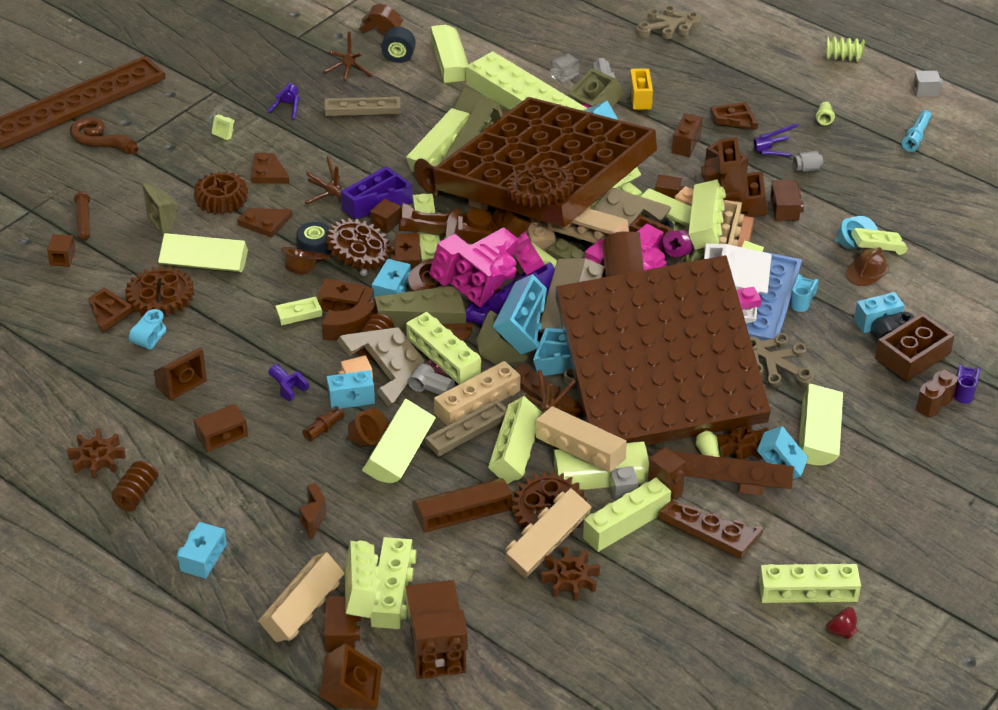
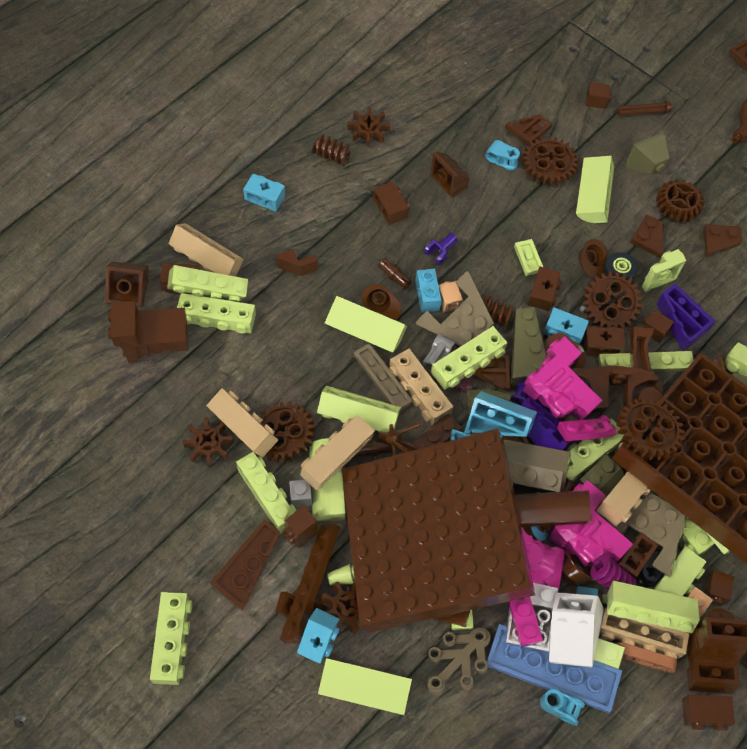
camera: 90 degrees right, 20 degrees up
(319, 201) = (665, 270): none -> yellowish green plate
(332, 188) = (693, 284): reddish brown plant -> none
(351, 320) = (513, 295): reddish brown arch -> none
(463, 505) = (296, 367): reddish brown brick -> none
(843, 623) = (120, 658): dark red brick -> none

